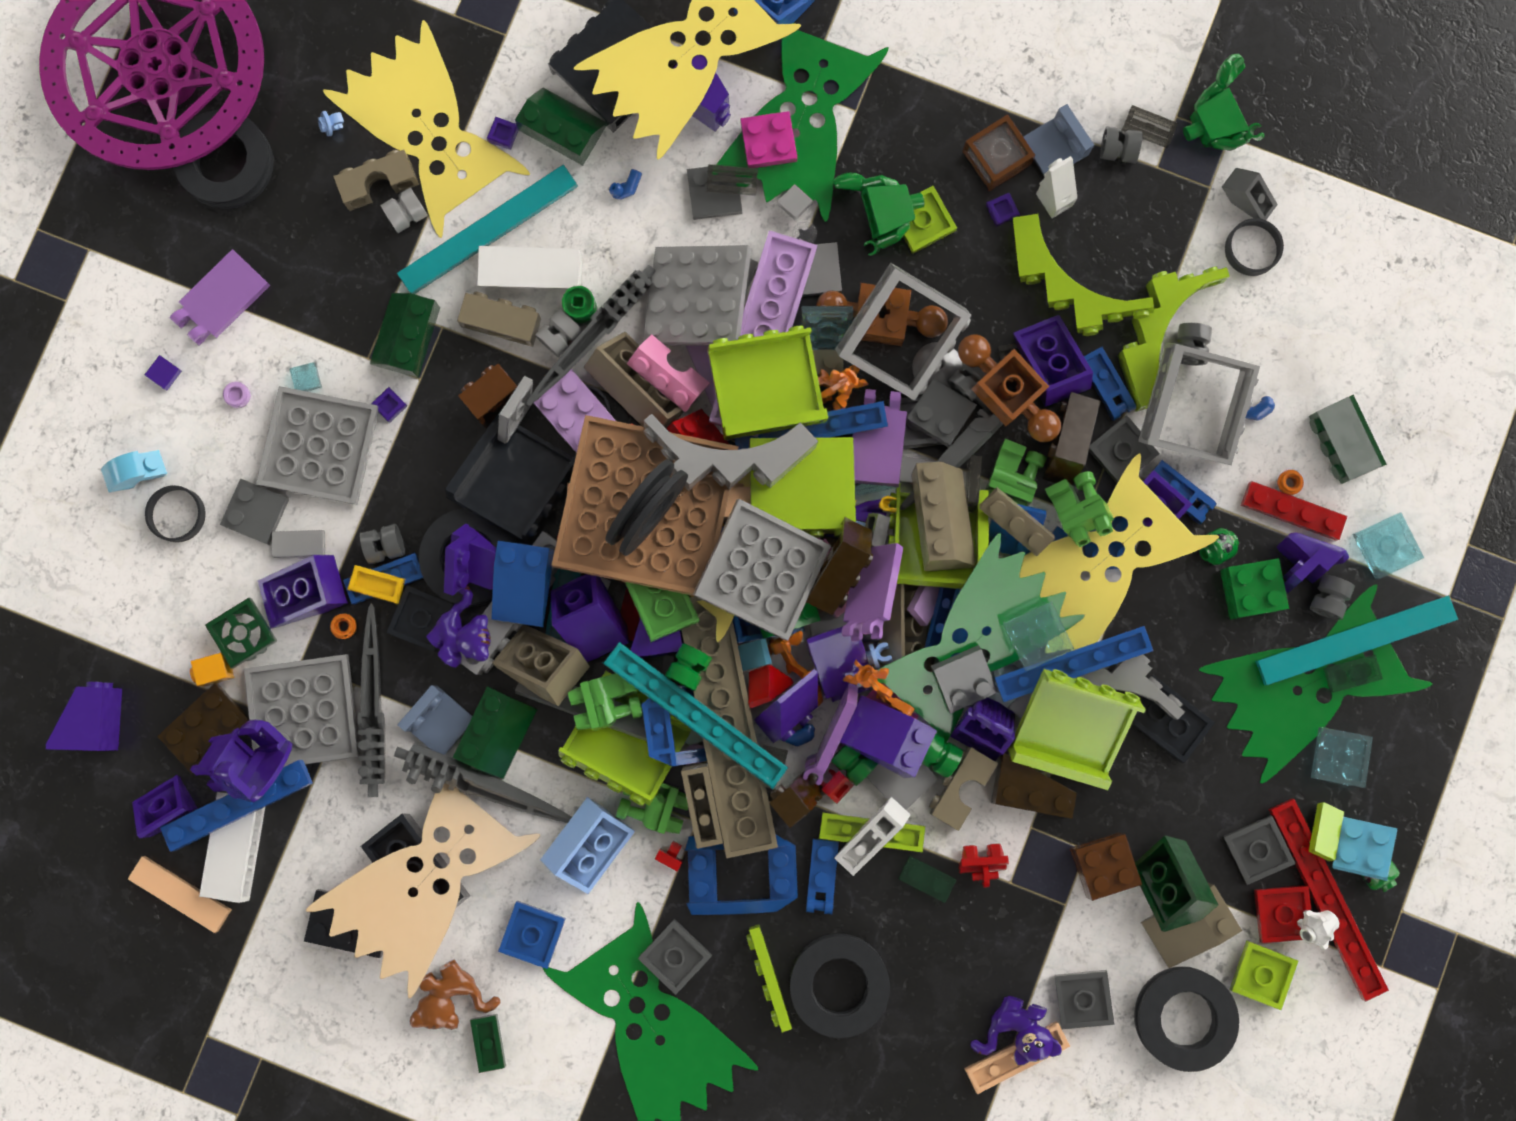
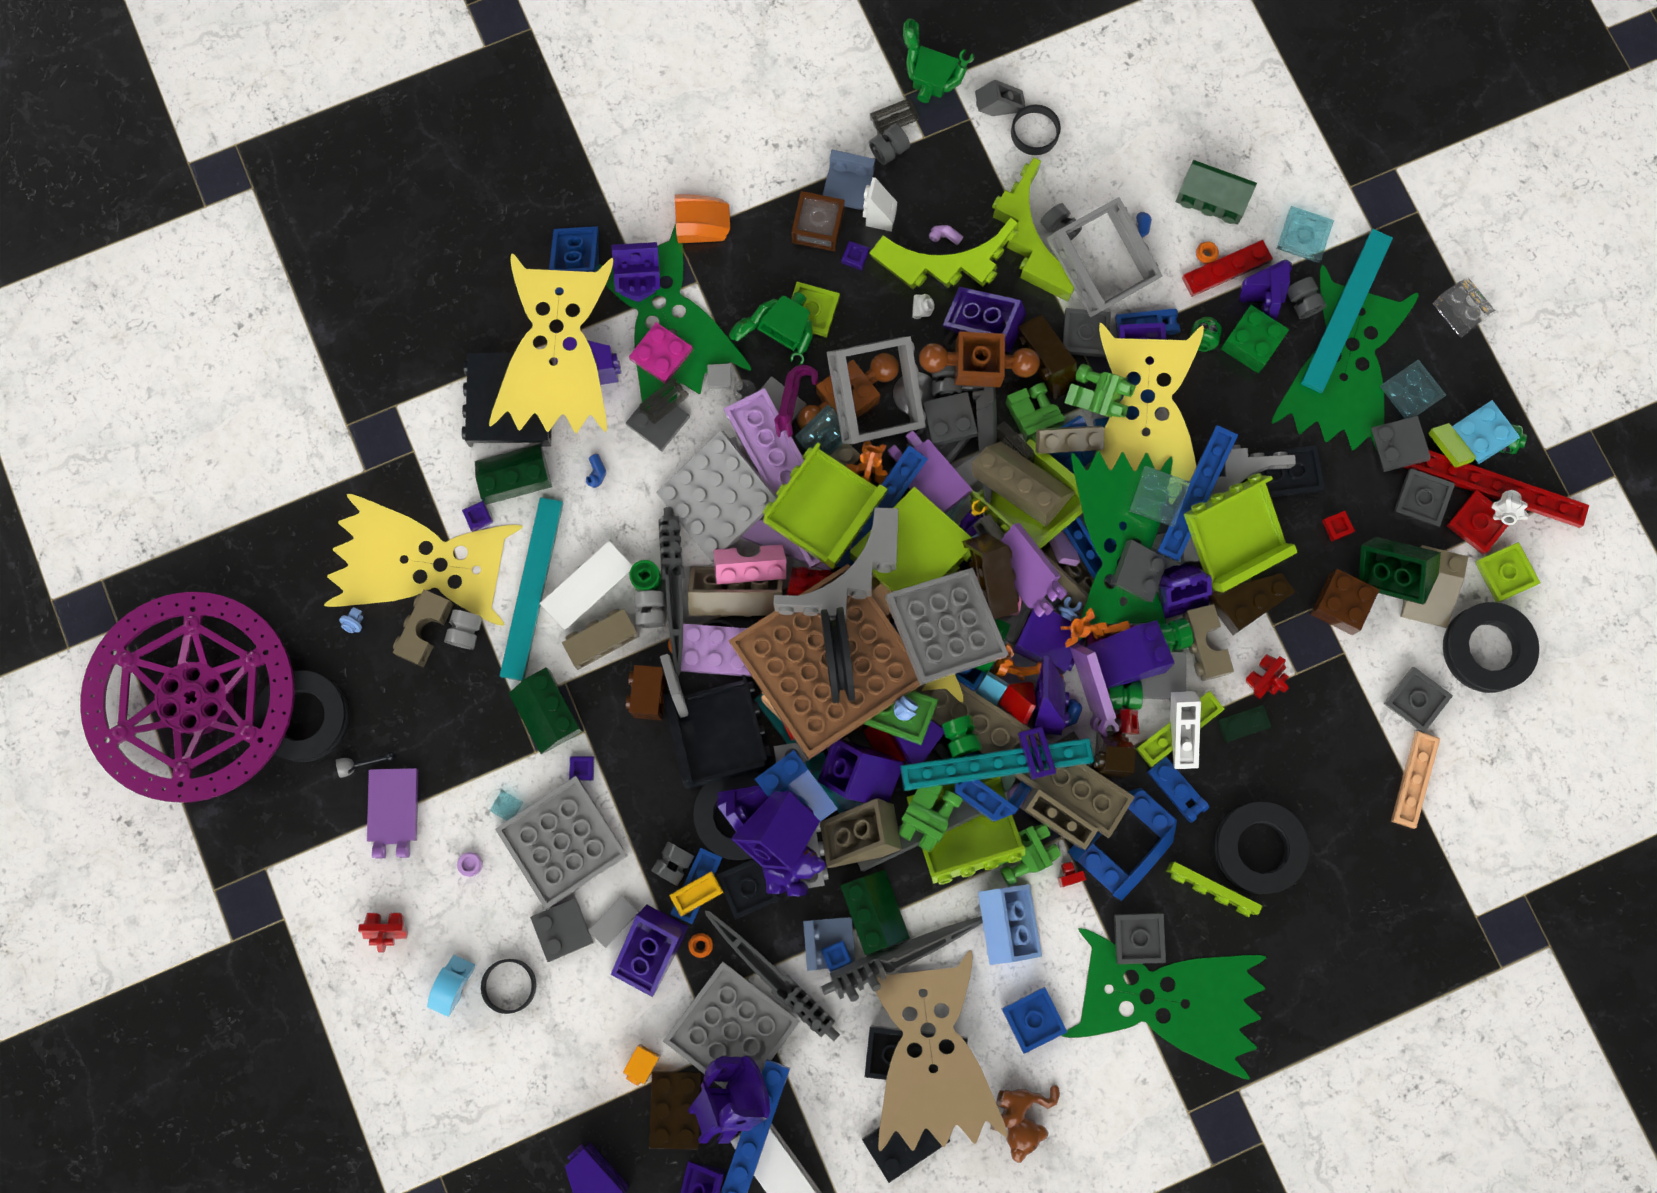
camera: 45 degrees left, 5 degrees down
(119, 372) = (383, 934): none -> red hips
(163, 372) = (403, 899): dark purple tile -> none
(218, 230) = (346, 766): none -> hinge
(266, 638) = (615, 1031): dark green piece -> none
(433, 736) = (836, 956): none -> blue tile
(475, 597) = (777, 831): none -> dark purple slope
(488, 1043) = (1079, 1122): dark green plate -> none
(665, 601) = (905, 708): none -> light blue plate
(722, 757) = (1029, 760): none -> dark purple tile
(806, 285) = (784, 419): none -> magenta piece
(814, 53) = (636, 269): none -> dark purple piece
(908, 61) = (701, 218): none -> orange slope
(1013, 302) = (922, 306): none -> white plate
(1032, 1041) = (1416, 758): dark purple animal -> none
(1093, 259) = (945, 231): none -> lavender arm
(1109, 384) = (1036, 300): blue plate -> none
(1165, 802) = (1338, 526): none -> red plate
(1284, 788) = (1400, 444): none -> dark grey plate
(1353, 673) = (1366, 332): clear green plate -> none
(1458, 732) = (1464, 307): none -> clear slope

